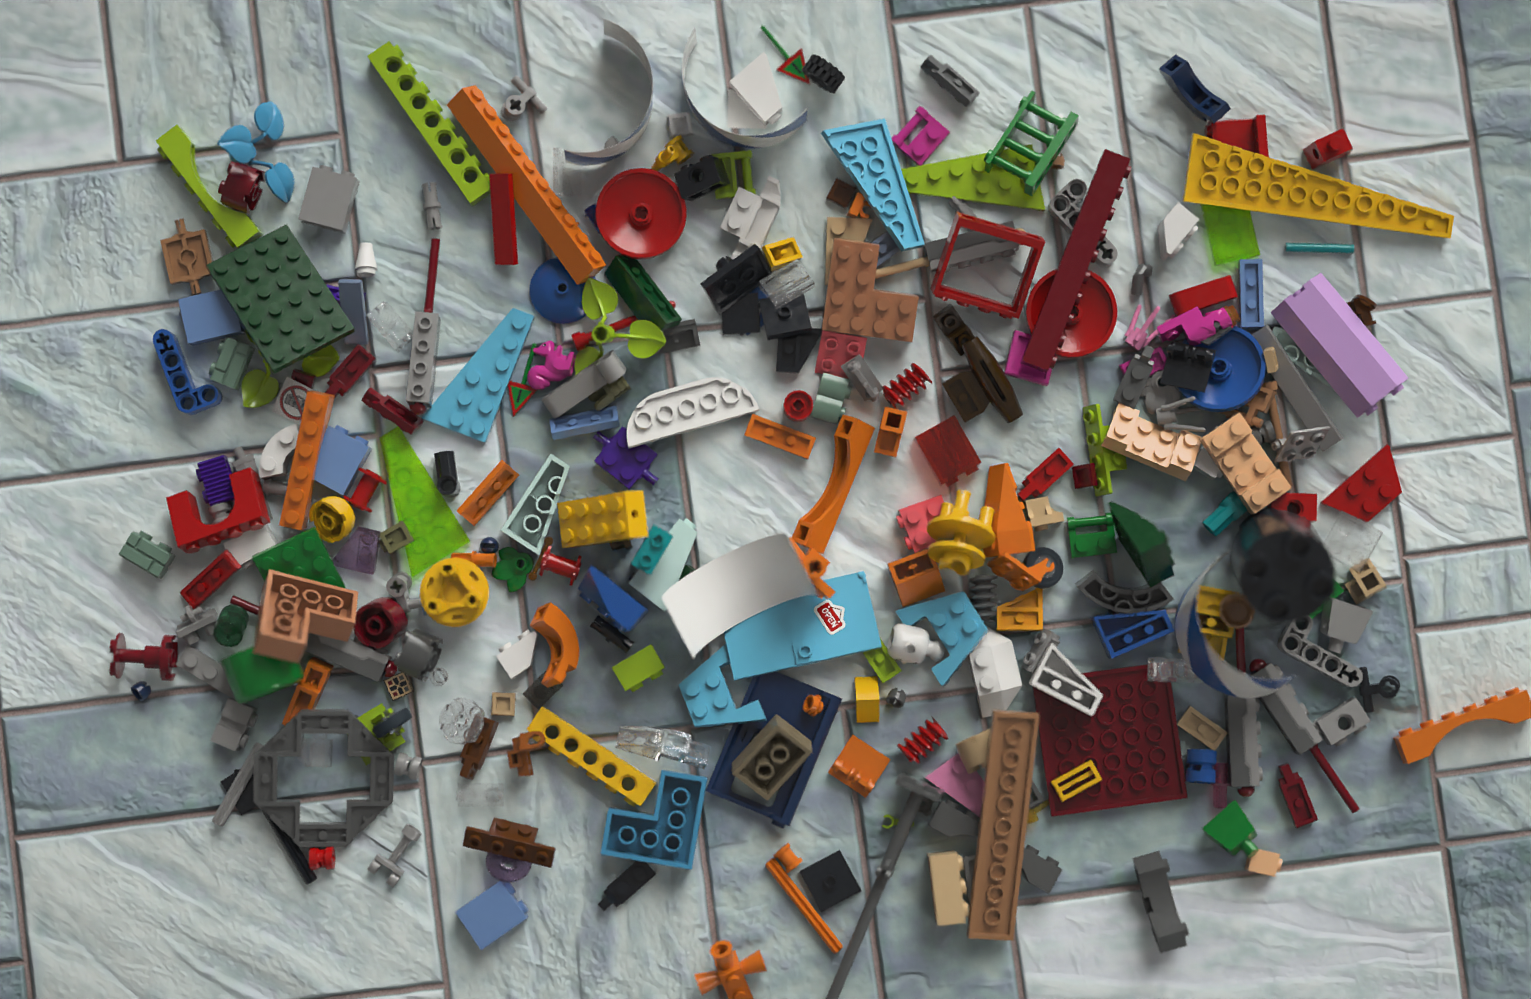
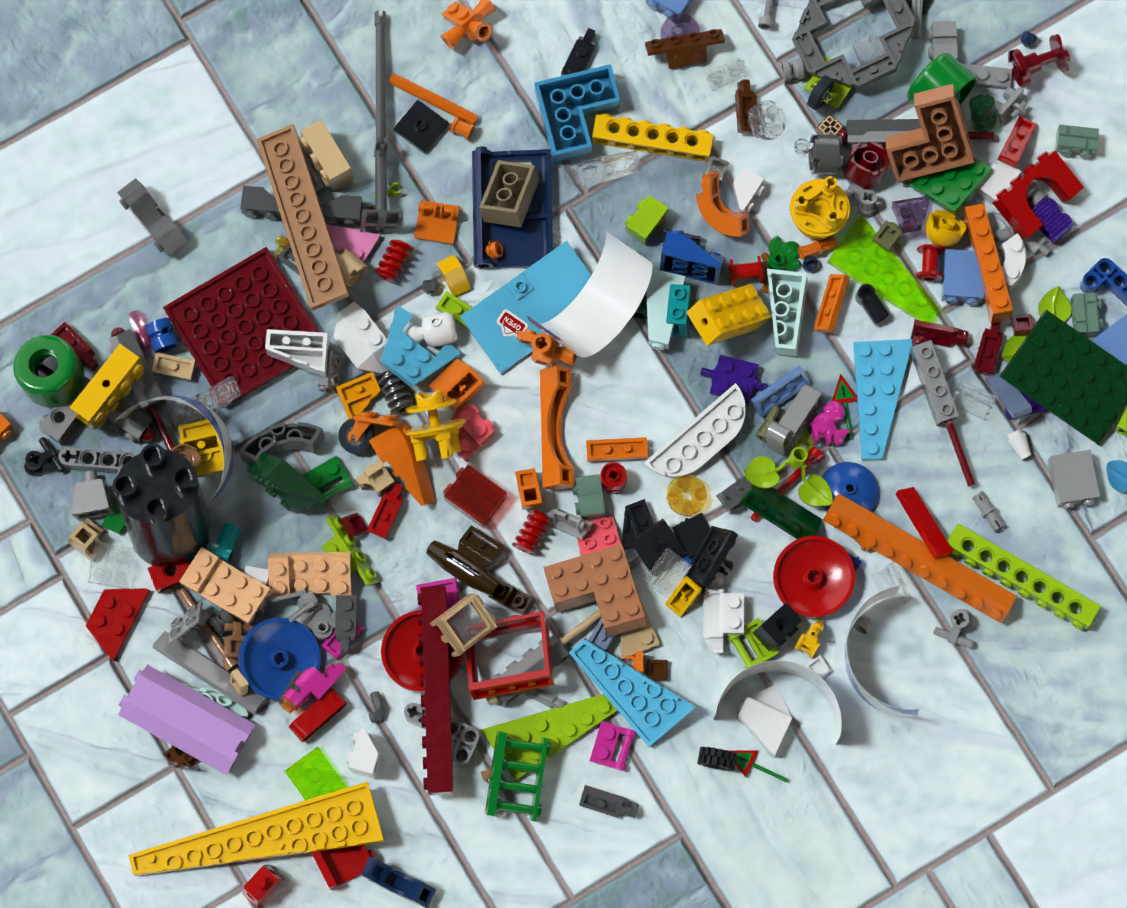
camera: 155 degrees right, 10 degrees down
(291, 400) = (1023, 308): clear sticker -> none
(310, 688) = (897, 92): orange slope -> none
(503, 704) = (741, 149): tan tile -> none
(520, 756) = (707, 114): dark orange piece -> none
(710, 698) = (578, 220): medium azure wing -> none
(718, 354) = (684, 484): none -> clear yellow plate
(1020, 311) = (465, 623): none -> window
(1059, 789) = (247, 294): yellow tile -> none
(1130, 630) = (265, 411): blue wedge -> none
(1137, 337) = (357, 657): bright pink plant -> none
(1188, 366) = (306, 647): black hinge -> none
(1232, 831) = (115, 296): green torso -> none
(1251, 293) = (278, 735): medium blue plate -> none
(1264, 863) = (81, 284): light nougat brick -> none
(1271, 733) = (107, 387): none -> yellow brick
(1319, 248) = (236, 800): teal bar -> none
(1322, 755) = (62, 384): none -> green piece

